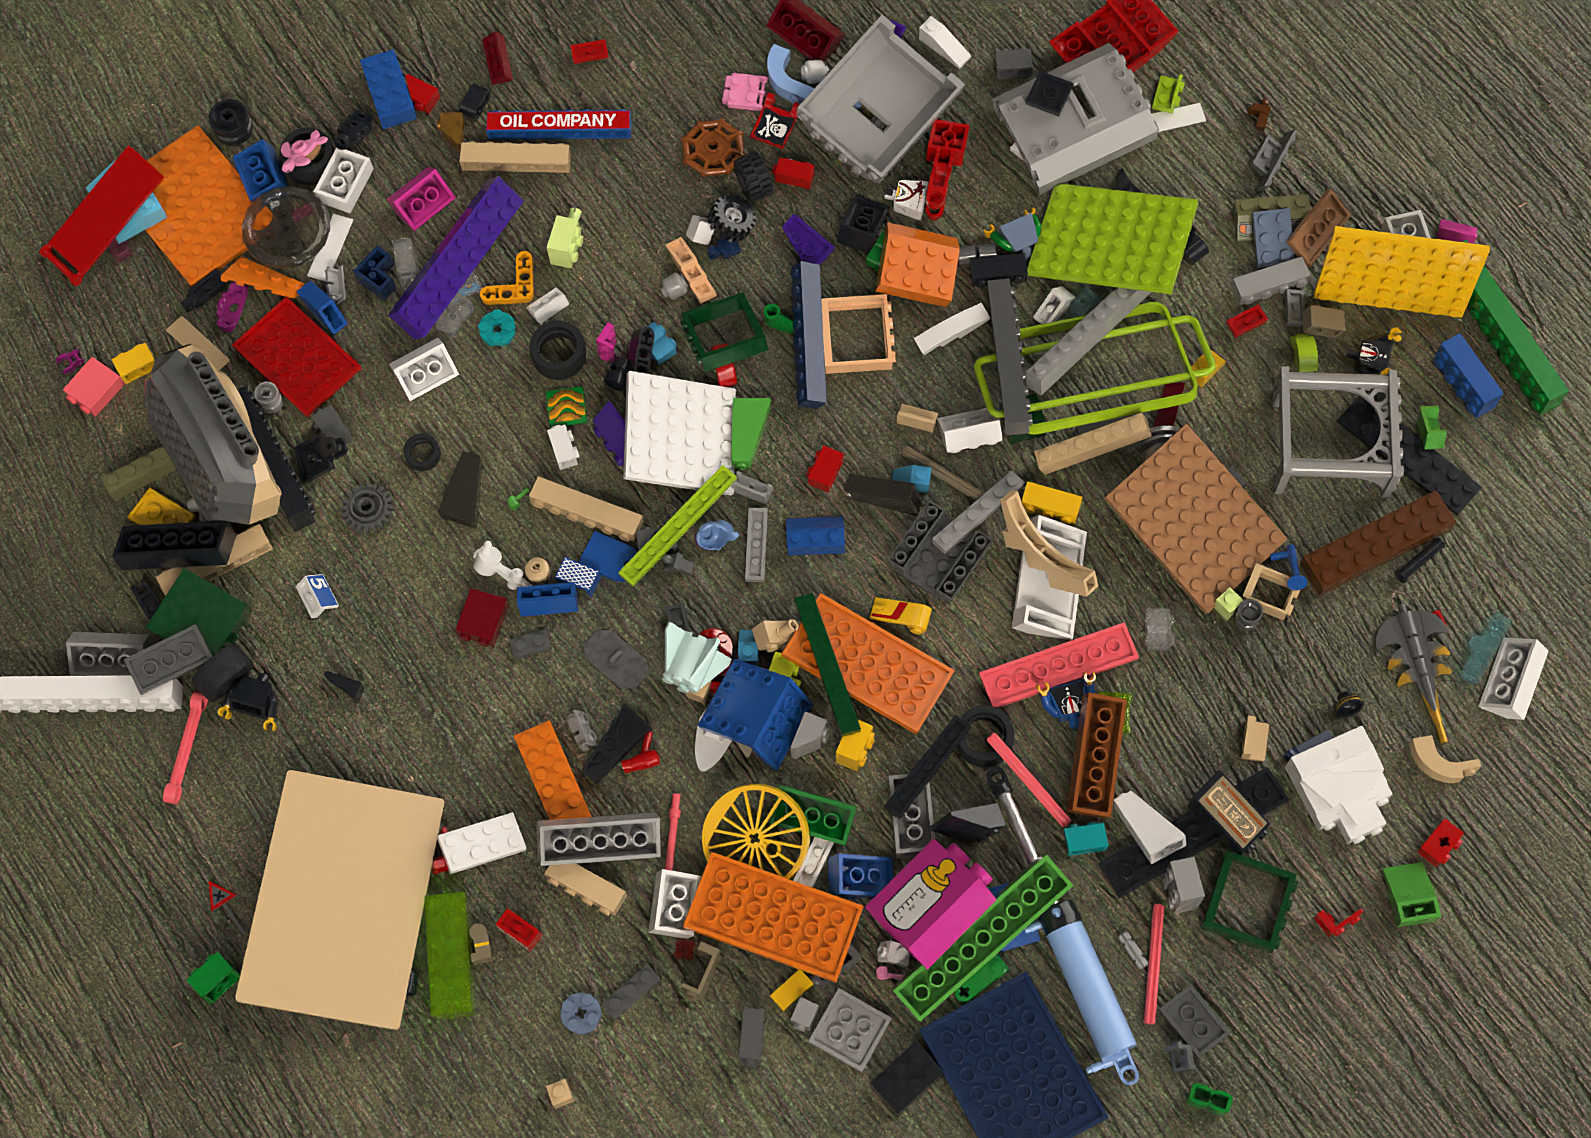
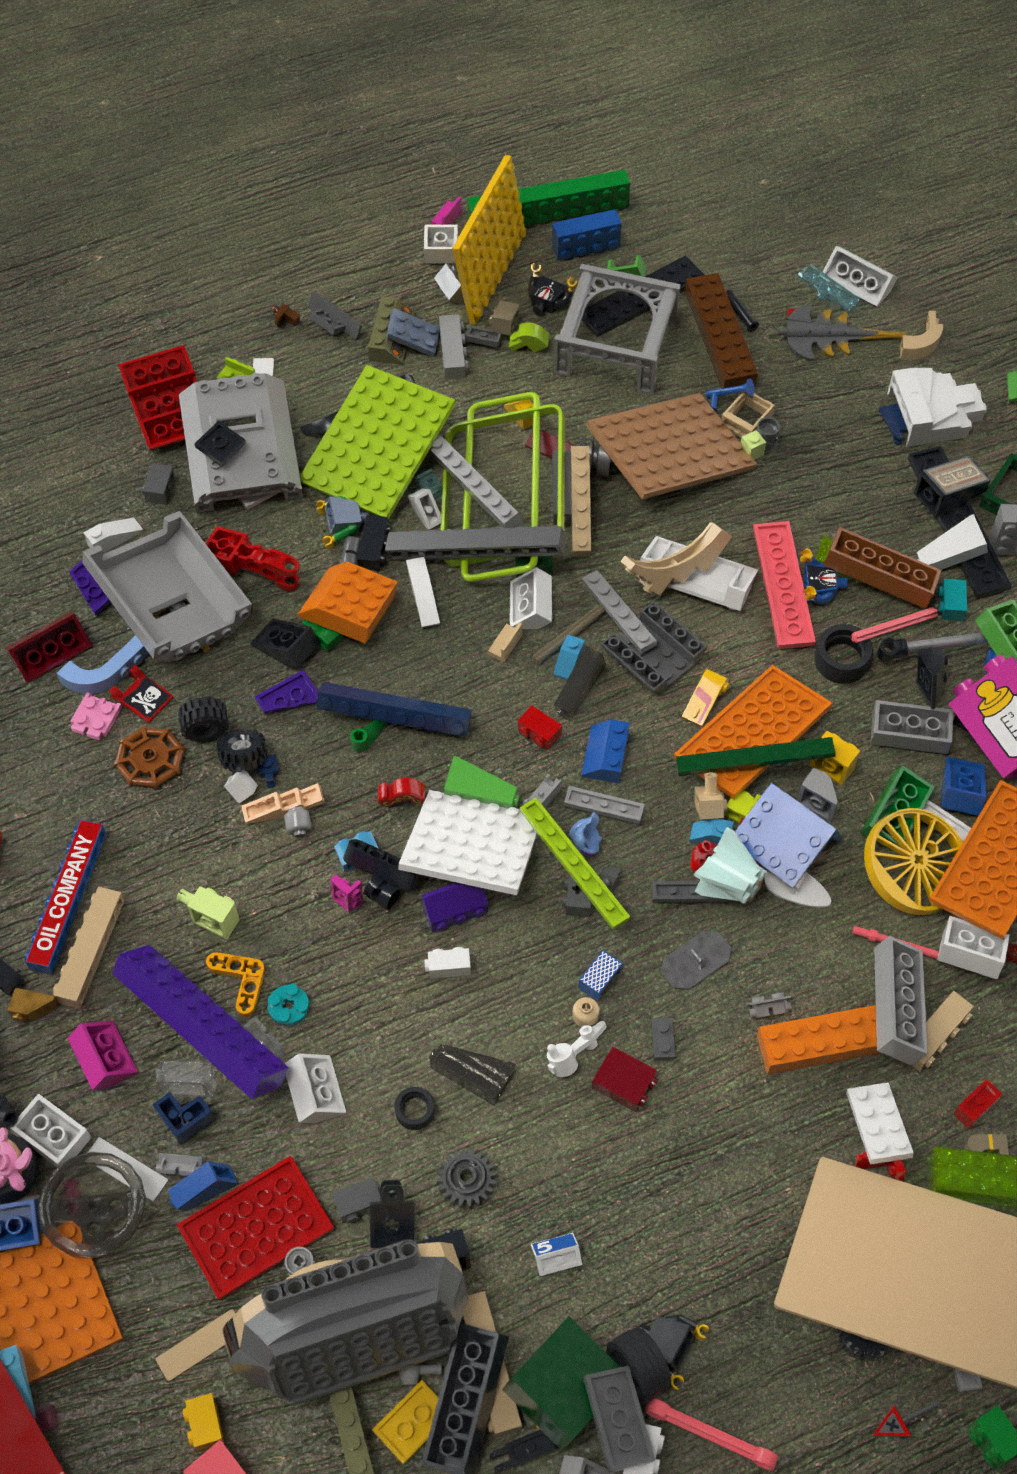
camera: 80 degrees left, 10 degrees down
(203, 291) = (134, 1321): black hinge -> none
(235, 295) = (151, 1285): magenta piece -> none
(248, 272) = (135, 1257): orange wing -> none
(347, 685) = (677, 1231): black slope -> none
(513, 500) = (497, 1026): bright green hand -> none
(547, 599) = (621, 1007): blue brick -> none
(548, 305) = (276, 950): white slope -> none
(552, 330) = (330, 923): black tyre -> none
(566, 406) = (402, 952): slope -> none
(586, 509) = (525, 954): tan brick -> none
(607, 556) = (583, 943): blue tile -> none
(620, 739) = (787, 971): black wing -> none
(645, 760) = (812, 949): red piece -> none
(730, 353) = (363, 754): dark green window -> none
(794, 172) = (209, 684): red brick -> none
(814, 71) = (100, 647): white head -> none
(853, 303) = (407, 646): light nougat window -> none
(909, 197) = (272, 597): torso -> none
(927, 767) = (875, 696): black plate -> none
(1051, 503) = (628, 544): yellow brick -> none
(1158, 629) = (765, 502): clear brick -> none
(1246, 321) = (485, 372): red plate -> none
(1254, 740) = (879, 460): tan panel -> none
(1317, 227) = (413, 299): medium nougat tile -> none
(1348, 704) = (860, 386): black piece -> none
(1449, 835) = (993, 356): red brick -> none

